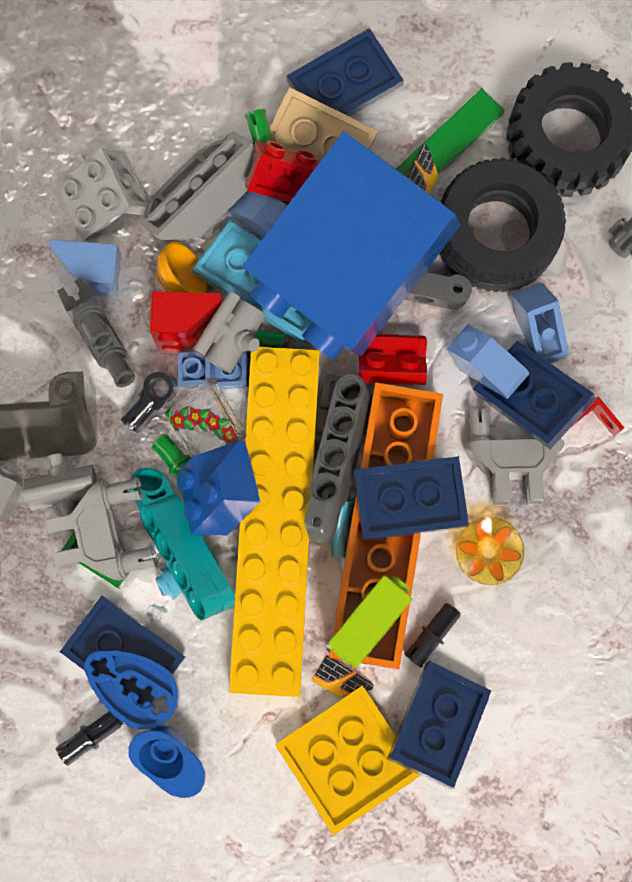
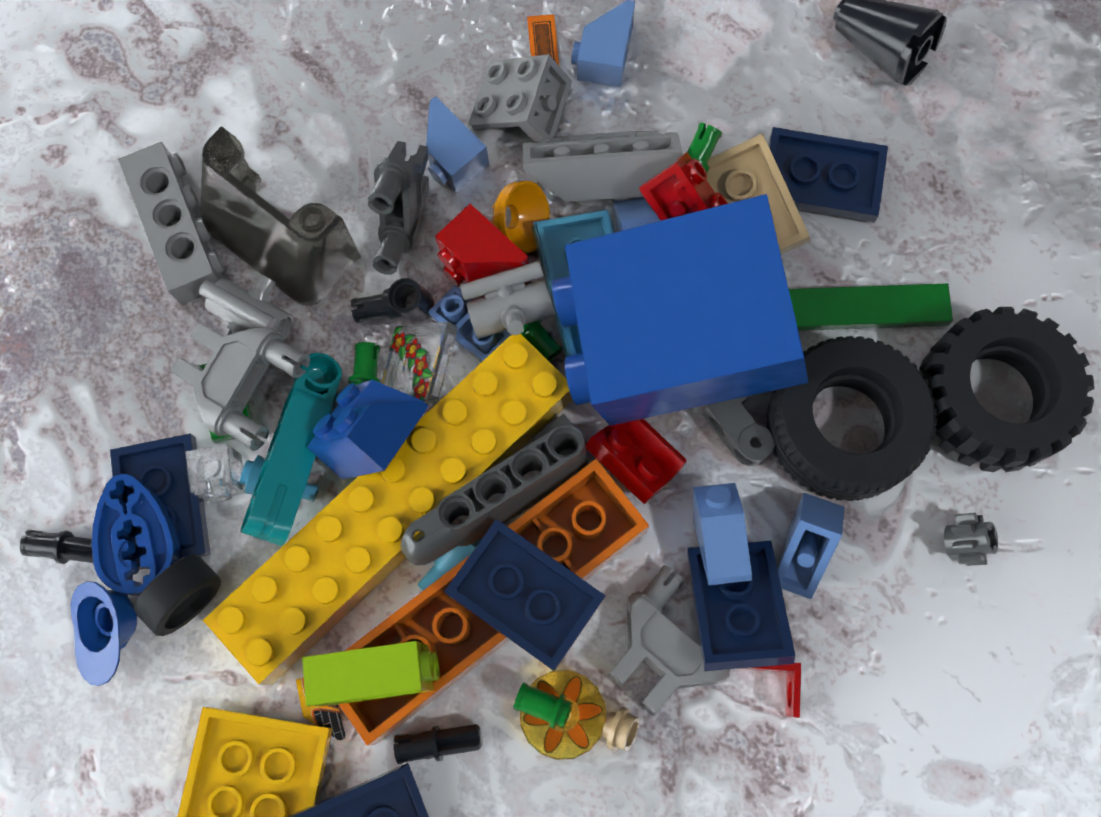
camera: 50 degrees right, 5 degrees down
(76, 138) = (543, 36): none -> sticker
(127, 110) = (605, 46): none -> medium blue slope
(196, 694) = (177, 595): none -> black tyre
(423, 170) = (819, 314): sticker -> none
(476, 554) = (543, 705): none -> green pin
(530, 528) = (621, 729): none -> tan plate

